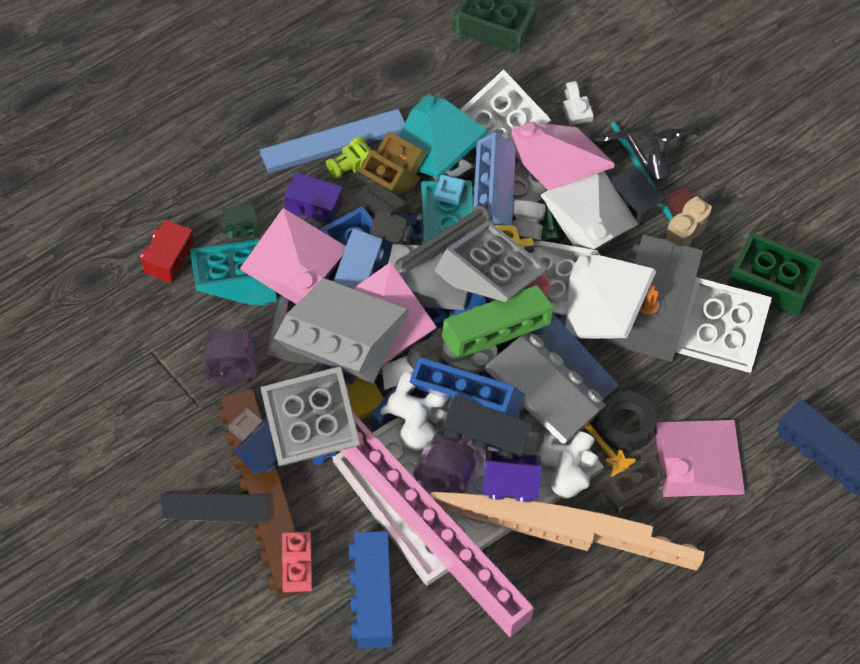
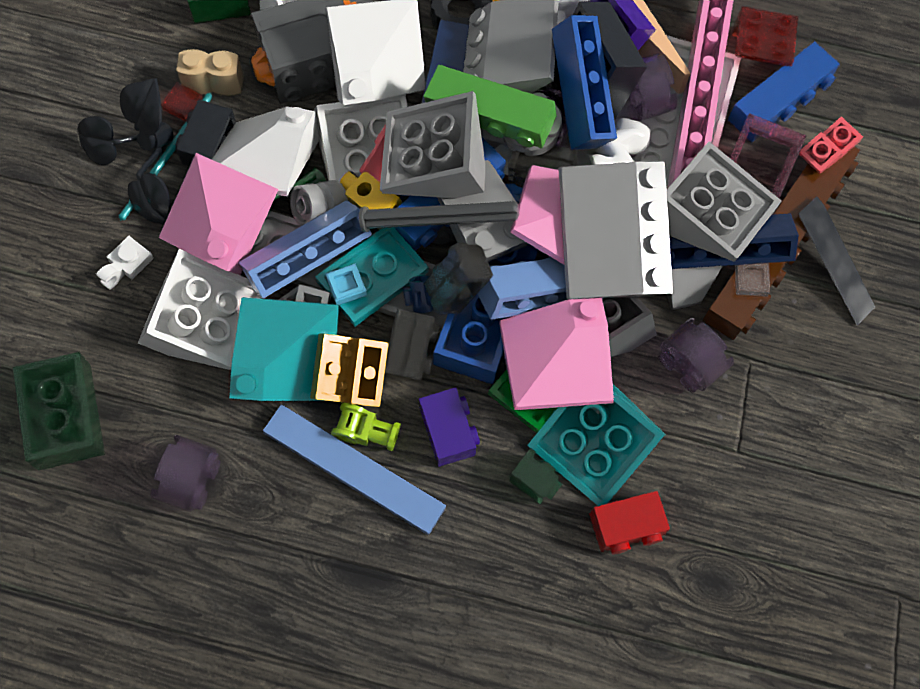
camera: 130 degrees left, 10 degrees up
(337, 526) = (777, 134): none -> clear pink window
(400, 51) = (184, 474): none -> clear purple brick
(426, 604) = (765, 36): none -> clear red bracket

